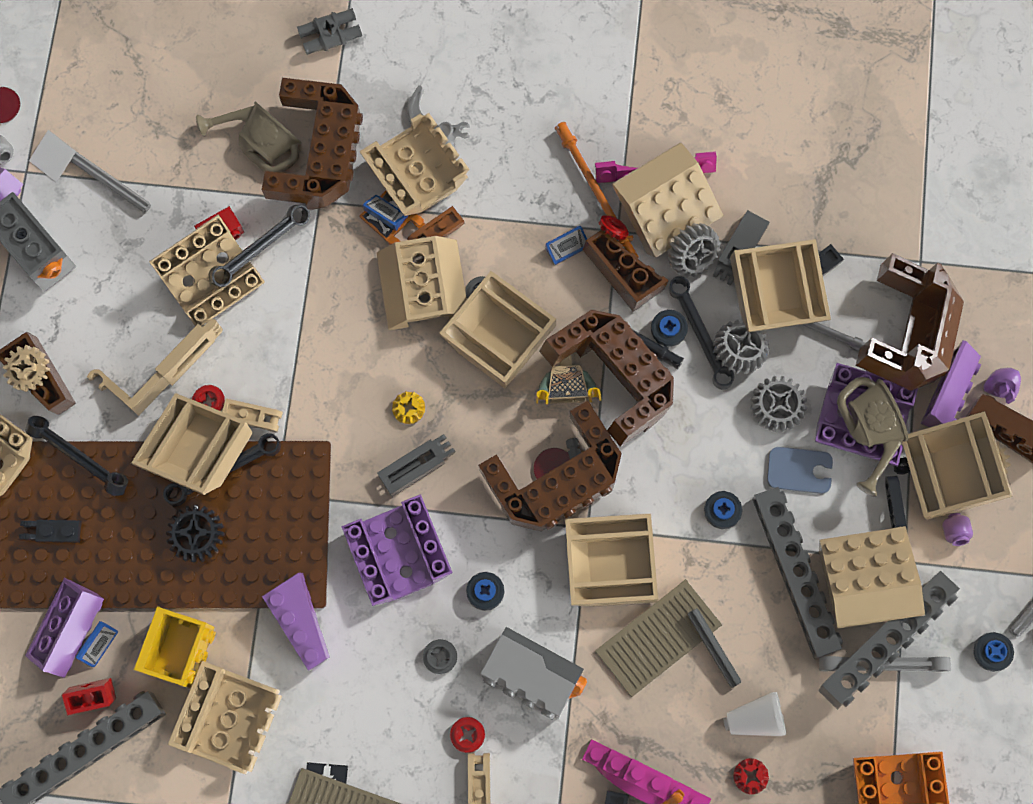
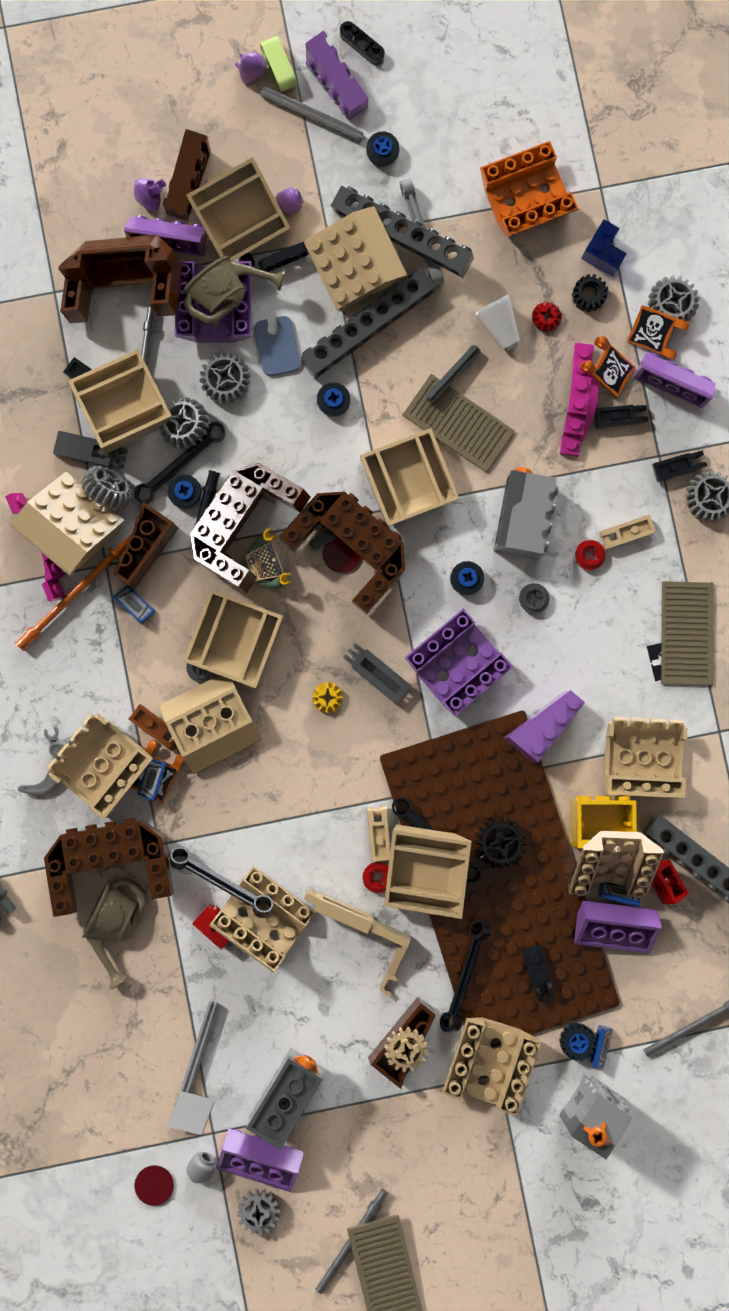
camera: 120 degrees left, 10 degrees up
(132, 644) = (617, 859): none -> tan slope
(613, 227) = (107, 564): red gear -> none

